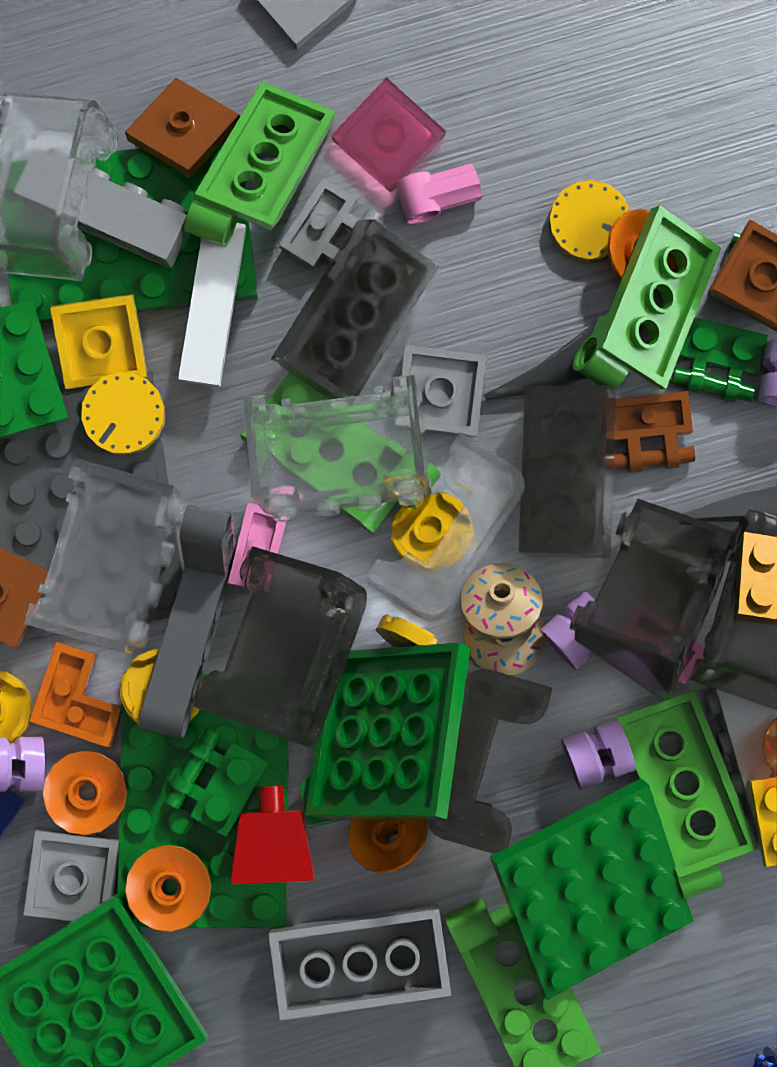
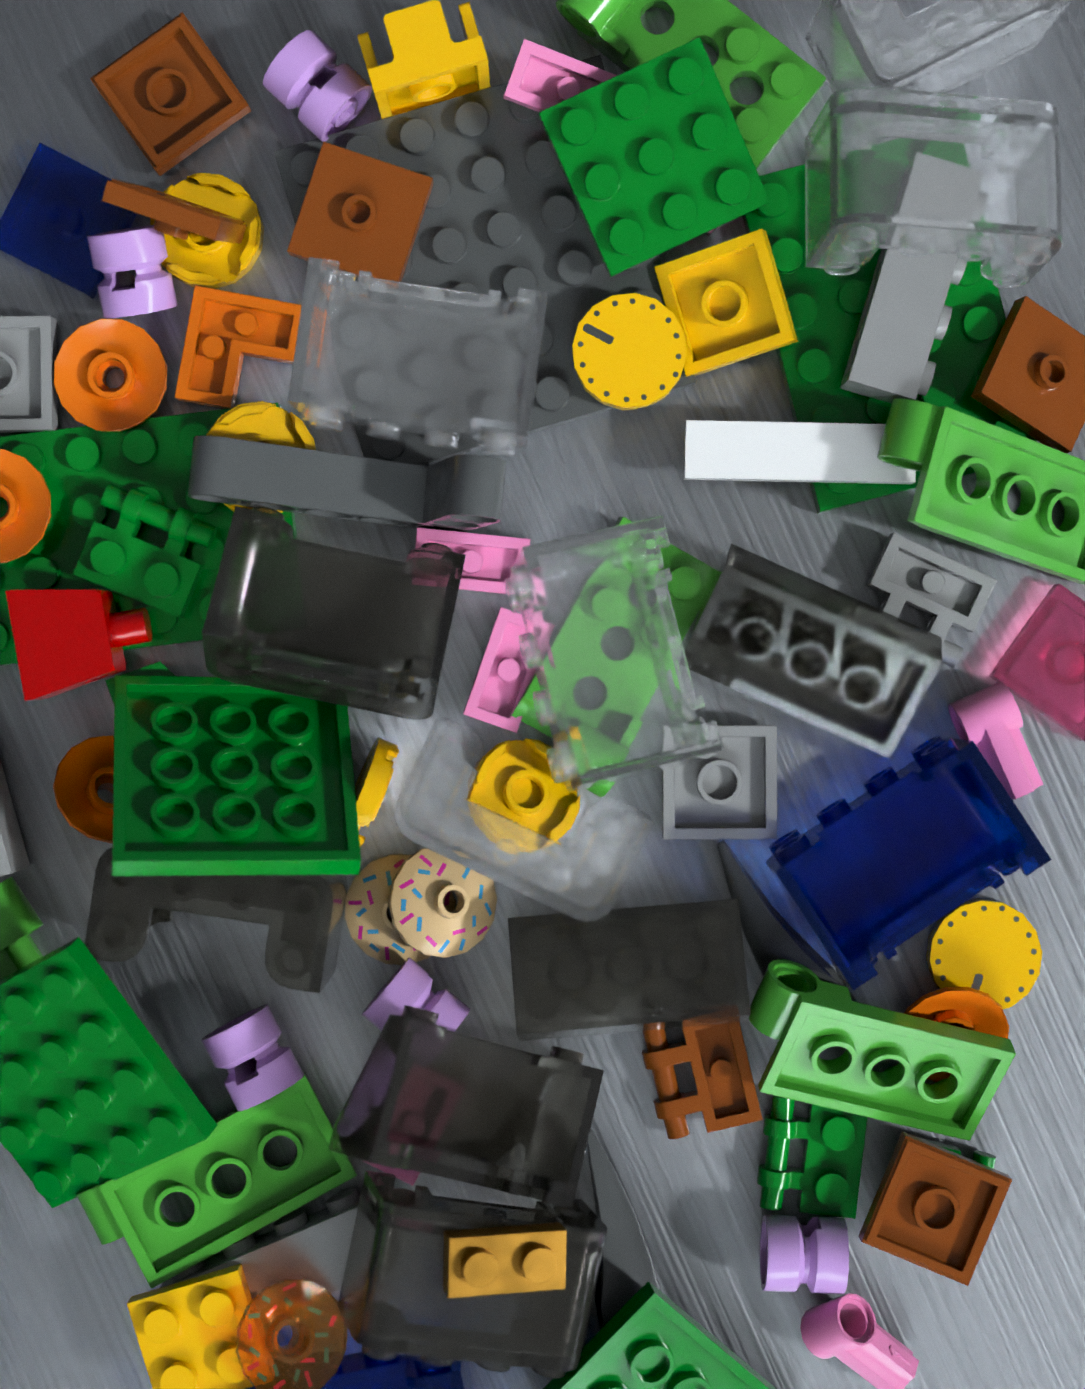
camera: 80 degrees right, 5 degrees up
(341, 536) = (501, 675): none -> bright pink plate
(508, 266) = (903, 854): none -> clear blue windscreen

